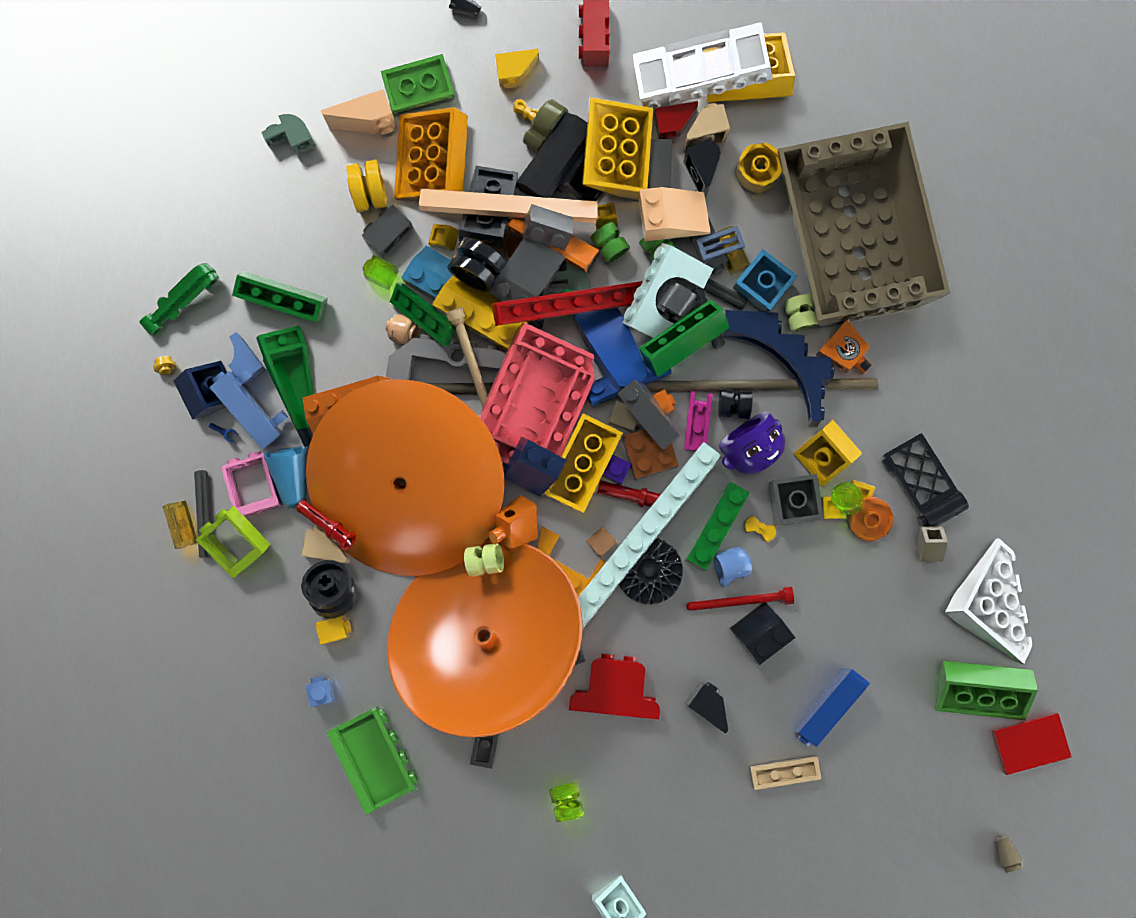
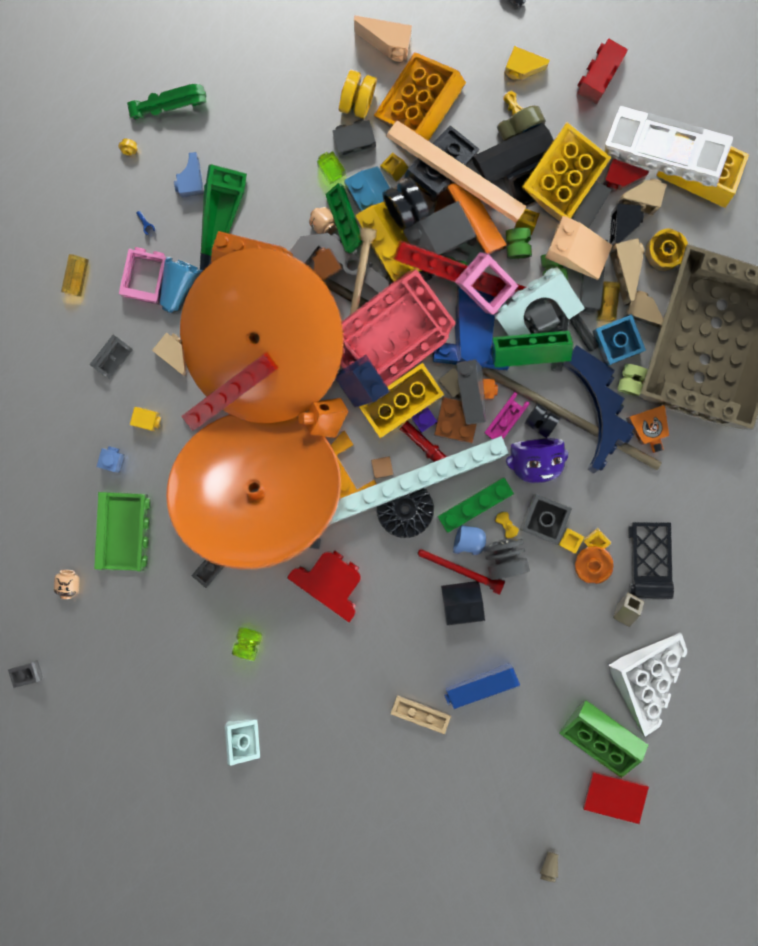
camera: 30 degrees right, 5 degrees up
(195, 389) = (149, 183): dark blue slope -> none
(202, 505) = (96, 277): dark grey axle -> none
(221, 553) = (93, 315): lime window -> none
(246, 409) = (171, 215): medium blue brick -> none
(263, 586) = (111, 356): none -> dark grey hinge
(279, 296) = (244, 143): green brick -> none
(292, 129) = (324, 15): sand green brick -> none
(329, 589) = (159, 387): black wheel -> none
(332, 529) = (185, 344): red pin -> none
(345, 847) = (66, 584): none -> light nougat head
(404, 552) = (229, 391): none -> red plate
(417, 83) = (441, 35): bright green plate -> none
(430, 368) = (326, 263): none -> dark orange arch
(480, 560) = (287, 431): yellowish green wheel -> none
(548, 227) = (476, 205): dark grey brick -> none
(583, 292) = (472, 273): none -> bright pink window
(702, 250) = (599, 299): sand blue tile -> none
(709, 704) = (392, 633): black slope -> none
(729, 202) = (627, 264): none -> tan slope
(771, 237) = (644, 310): none -> tan slope
(780, 562) = (506, 559): none -> dark grey wheel
(827, 453) = (590, 497): yellow slope -> none
(847, 498) = (584, 540): clear neon green wheel -> none

